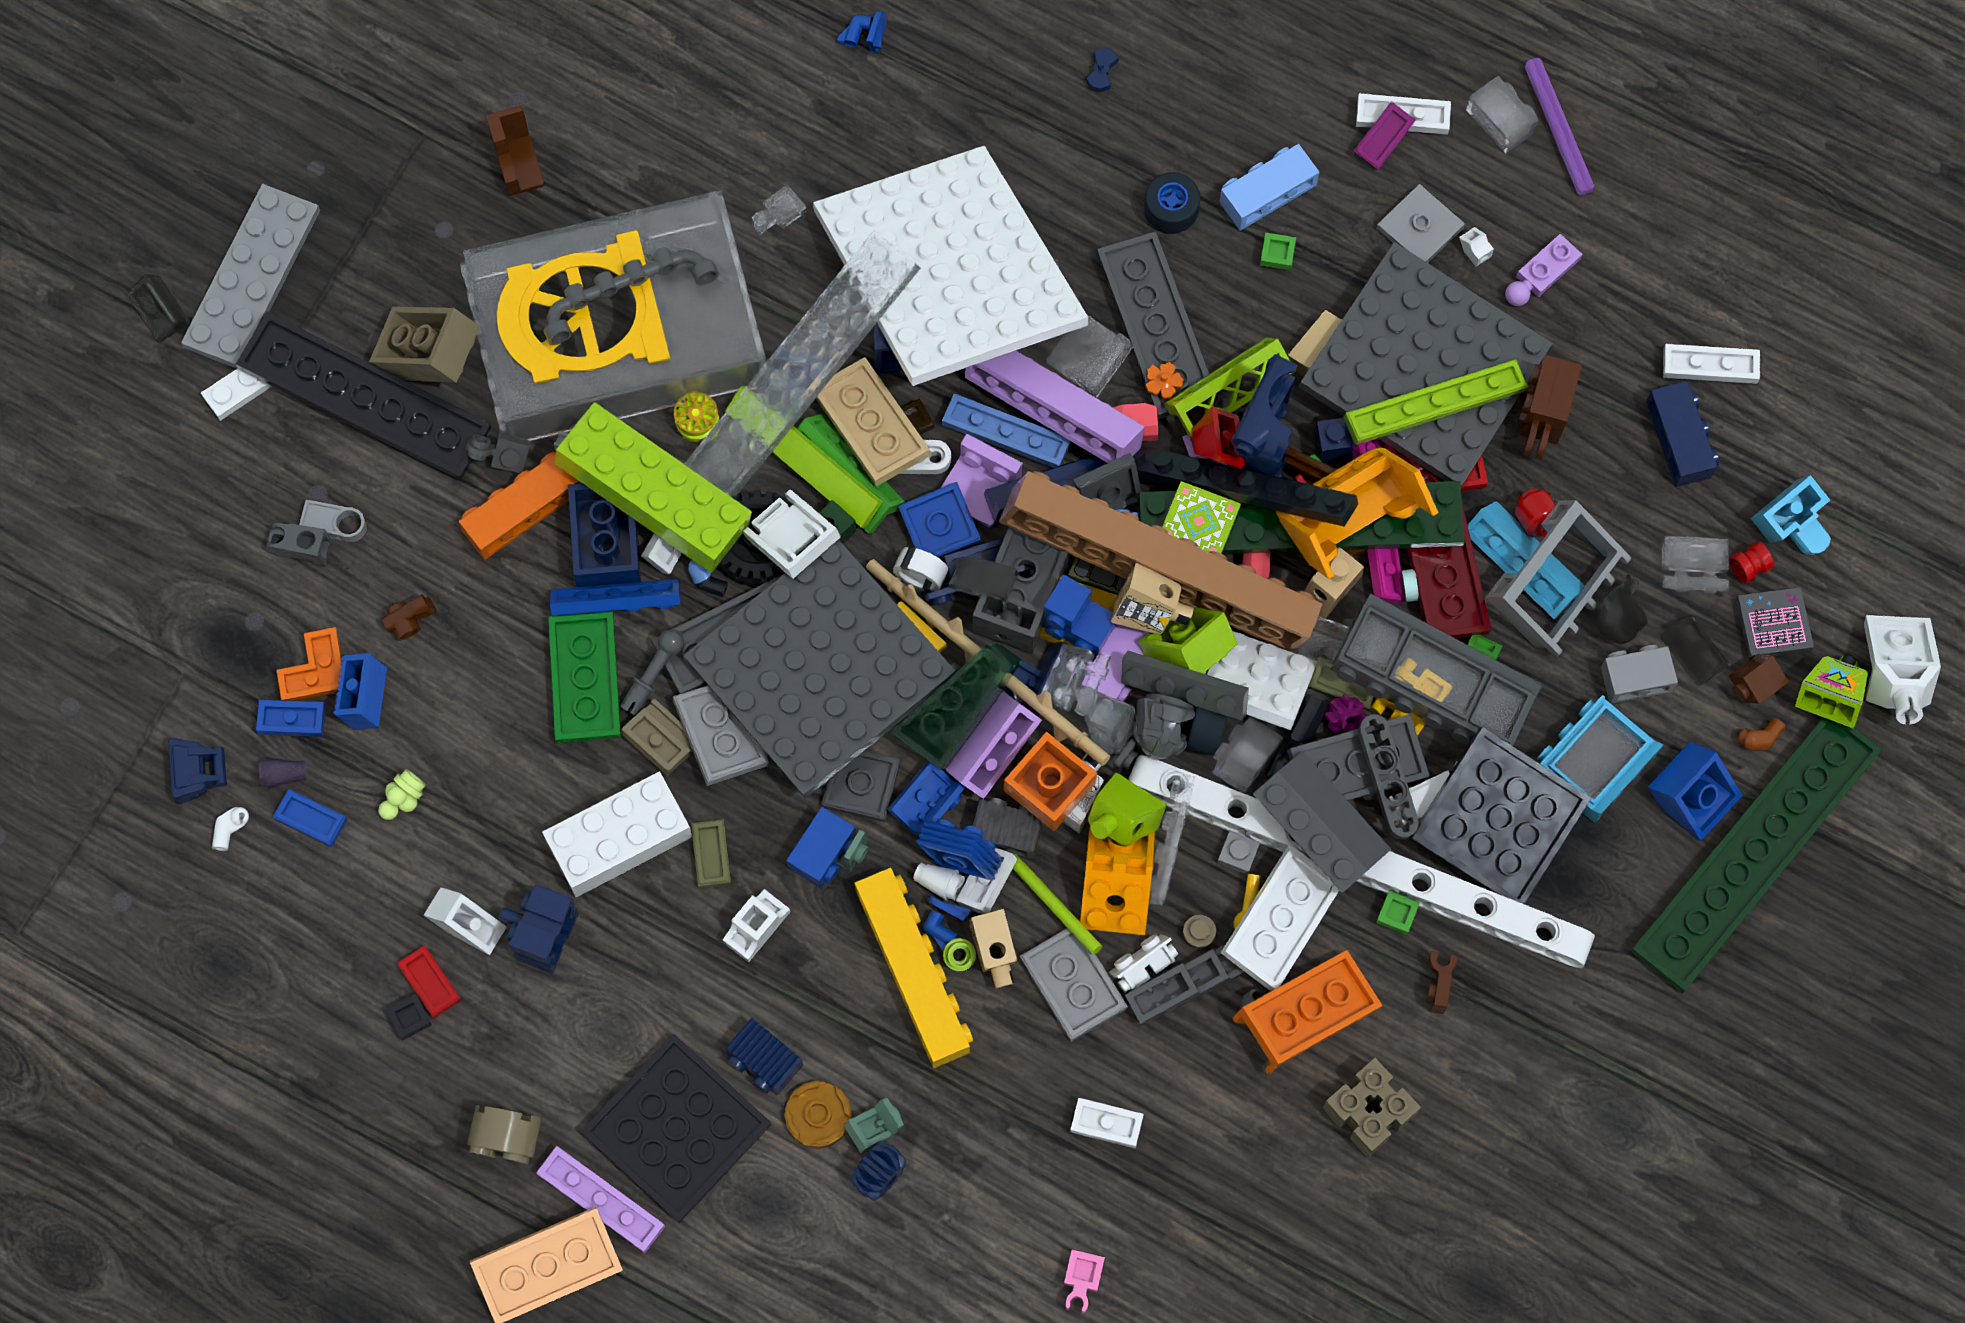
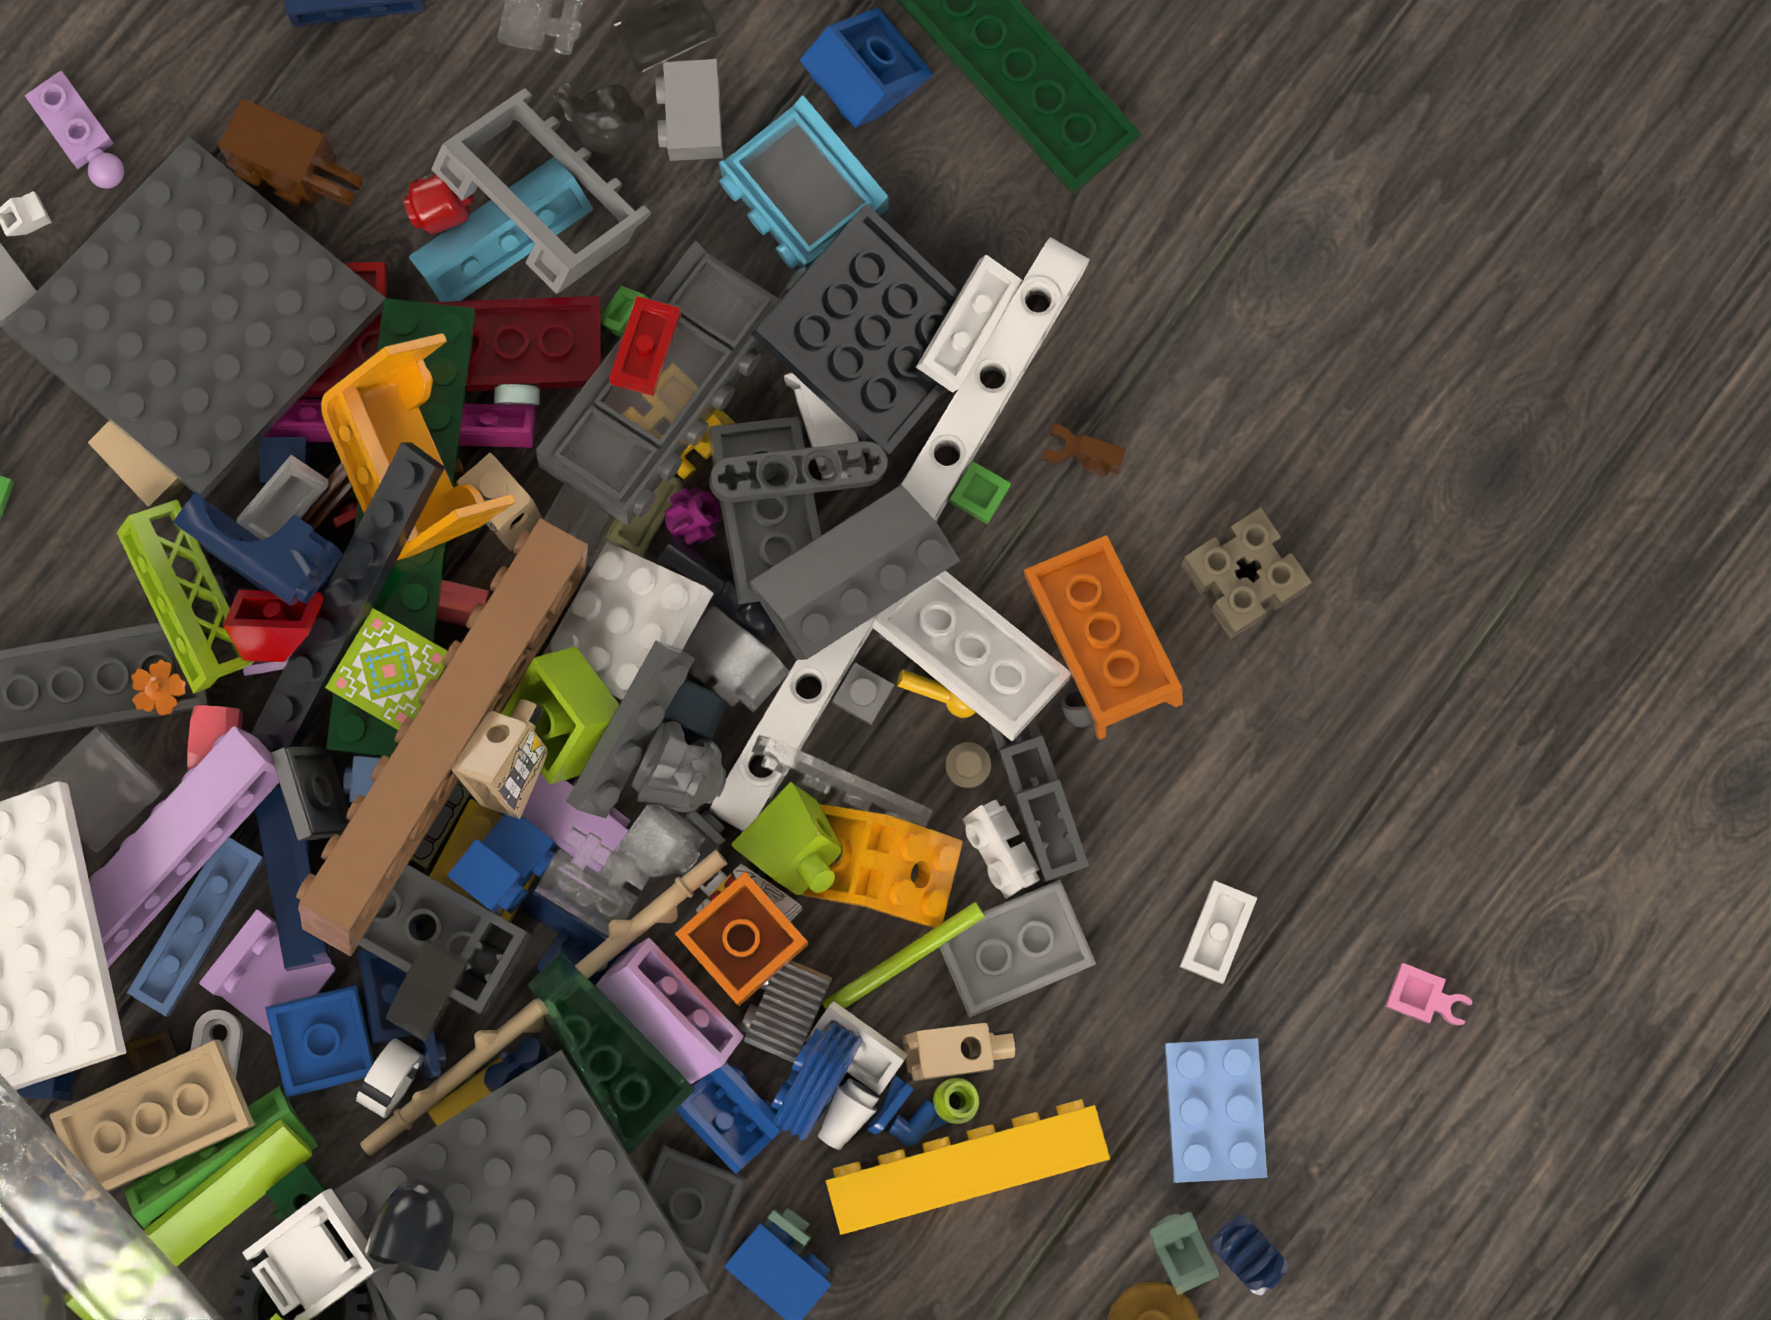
camera: 80 degrees left, 10 degrees up
(821, 588) = (412, 1227): none -> black piece
(951, 656) = (524, 1058): none -> dark blue piece
(978, 1139) = (1215, 1110): none -> light blue plate
(1309, 439) = (286, 494): none -> white tile
(1435, 402) = (259, 312): lime tile -> none
(1458, 657) = (645, 346): none -> red plate
(1518, 883) = (969, 323): none -> white plate

